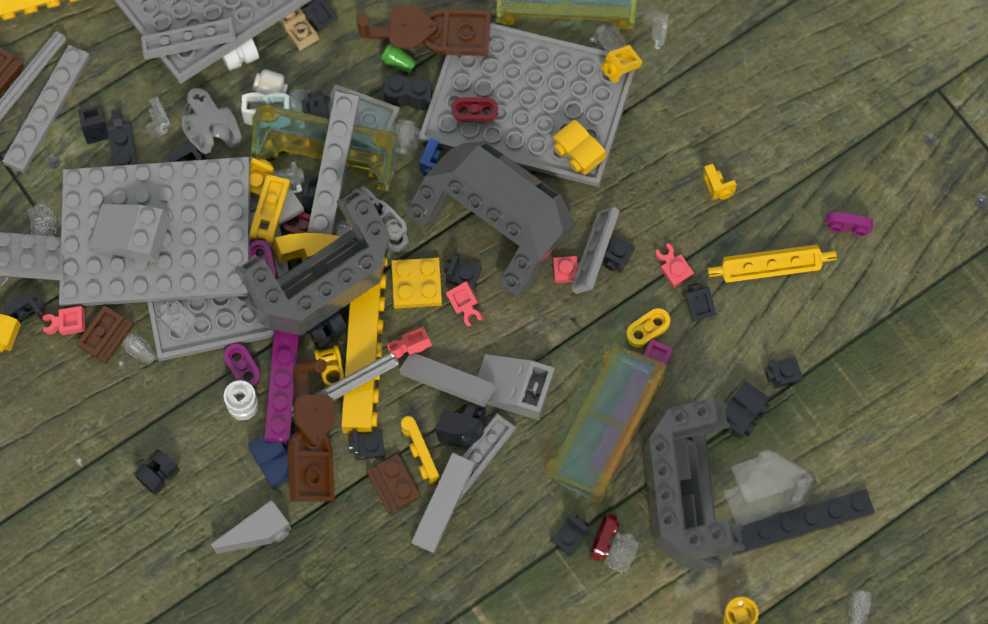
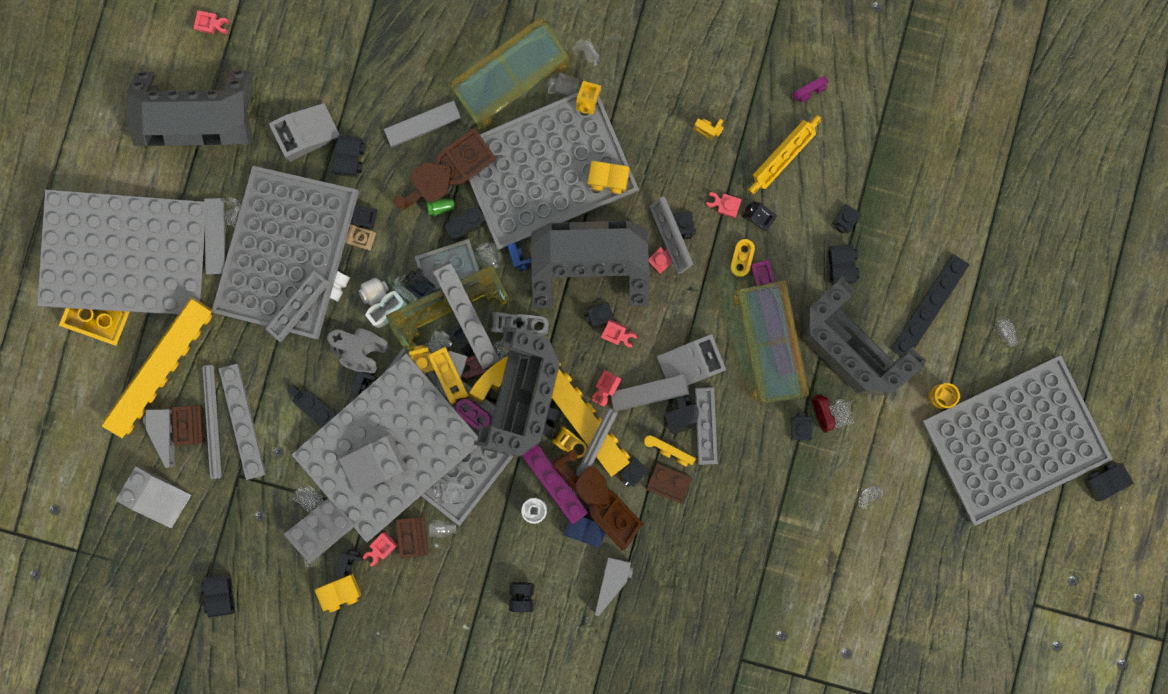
camera: 40 degrees left, 15 degrees up
(93, 124) = (282, 408): black bracket -> none
(160, 120) = (318, 368): clear bracket -> none
(243, 366) = (514, 487): magenta plate -> none
(416, 283) = (575, 344): yellow plate -> none
(443, 503) = (711, 471): light grey tile -> none
(475, 108) = (519, 202): dark red plate -> none
(768, 487) = (904, 308): clear windscreen -> none

